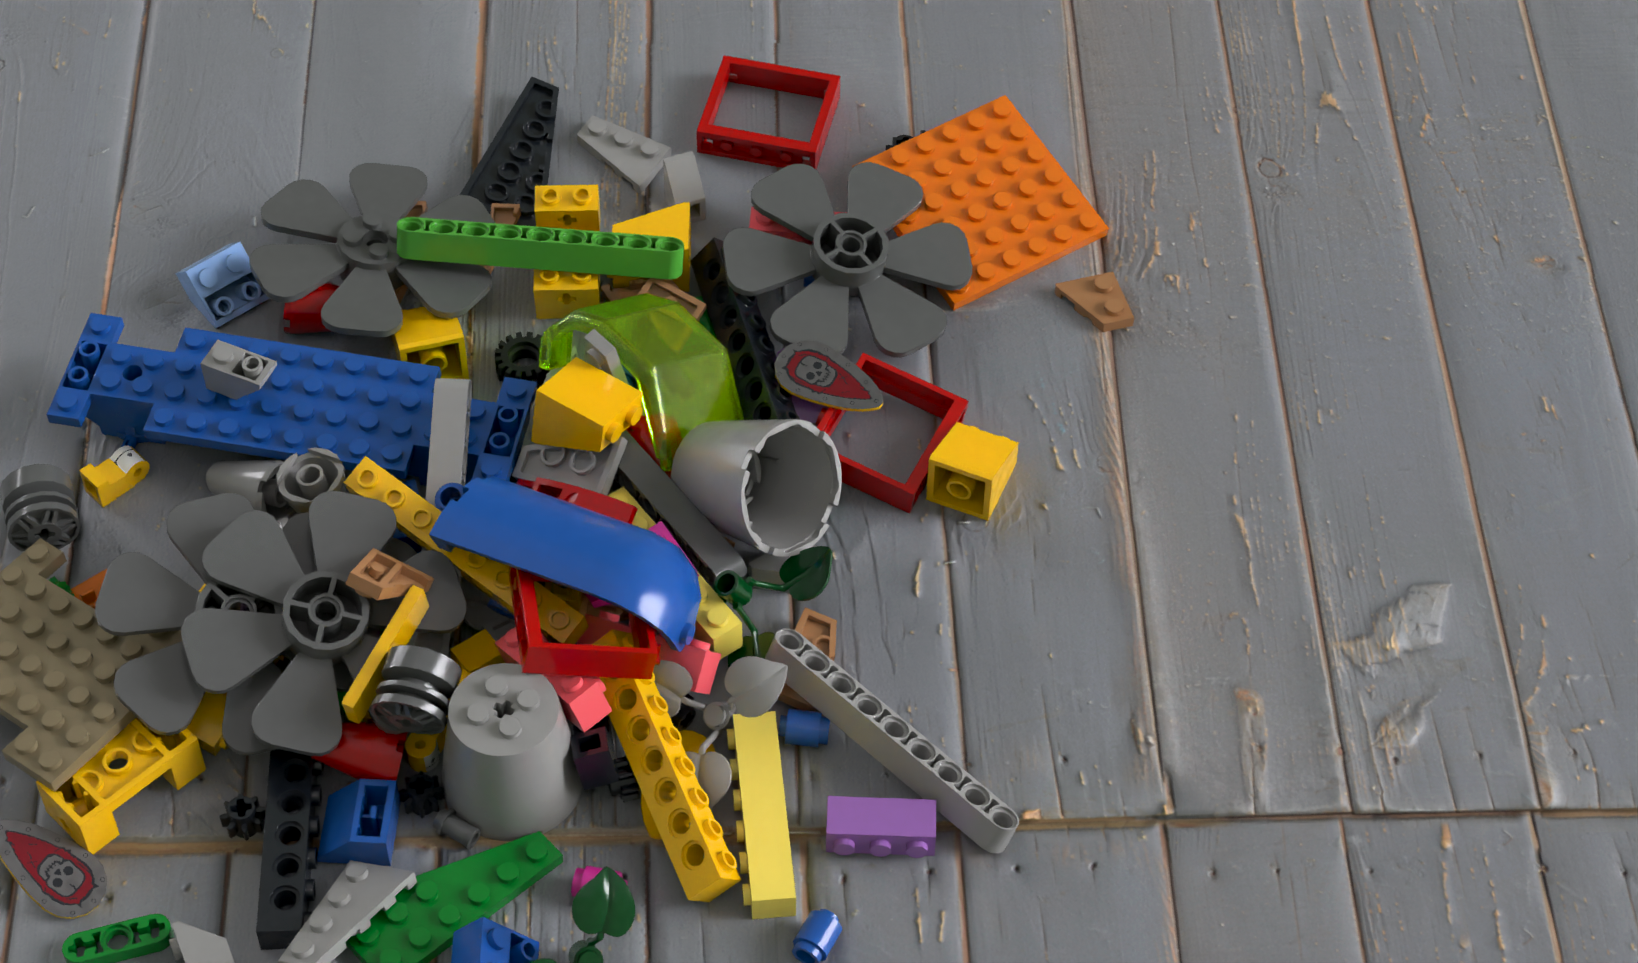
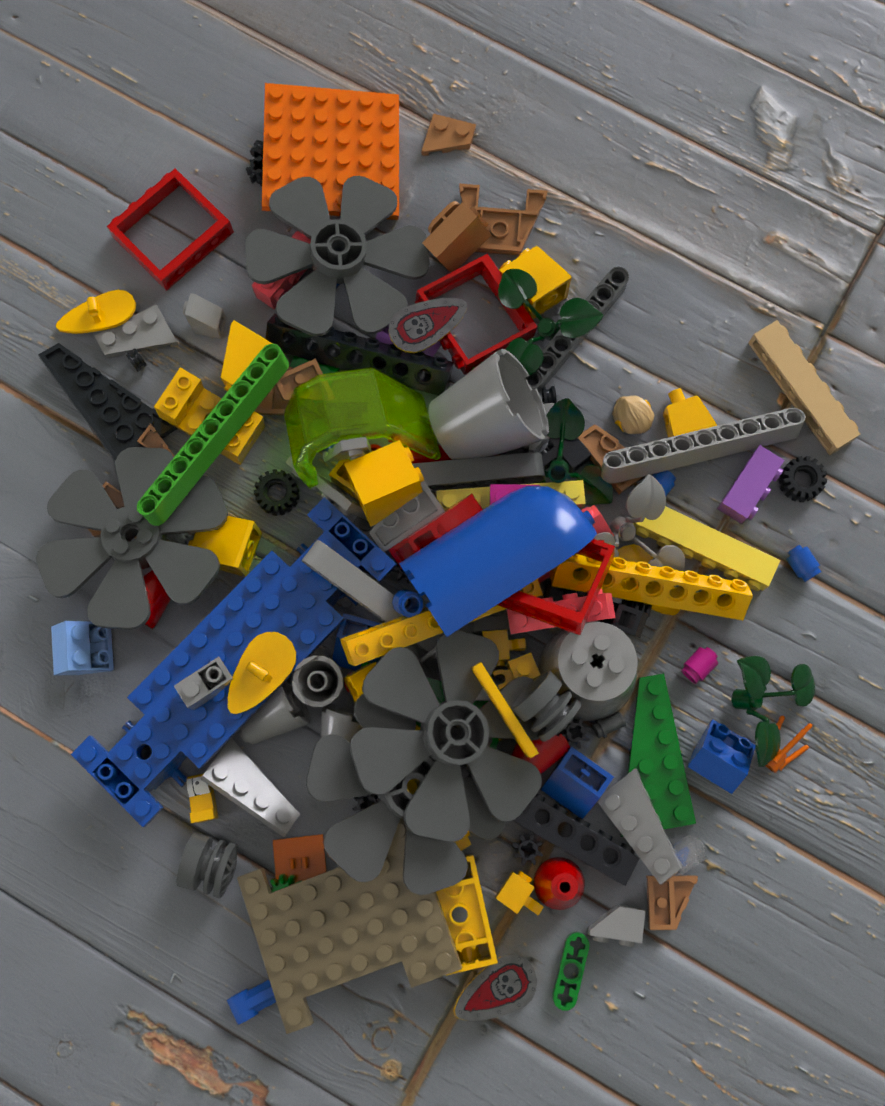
camera: 55 degrees left, 25 degrees up
(154, 490) = (246, 785): none -> wing
(182, 832) = (516, 893): none -> yellow brick
(219, 869) = (551, 875): none -> red cone
(289, 423) = (260, 671): none -> yellow shield
(385, 577) = (454, 681): medium nougat wing -> none
(591, 162) = (136, 359): none -> black bush
(622, 106) = (99, 313): none -> yellow shield
(775, 608) = (574, 453): none -> black brick
(841, 558) = (549, 395): none -> black bush
(881, 656) = (633, 414): none -> tan hair
(923, 705) = (686, 414): none -> yellow torso
(938, 865) = (808, 466): none -> black tyre
(941, 510) = (576, 315): none -> dark green plant
(943, 542) = (556, 358): none -> dark grey beam
(961, 354) = (456, 234): none -> medium nougat brick
(1019, 408) = (508, 227): none -> medium nougat wing
(1058, 823) = (804, 387): none -> tan brick

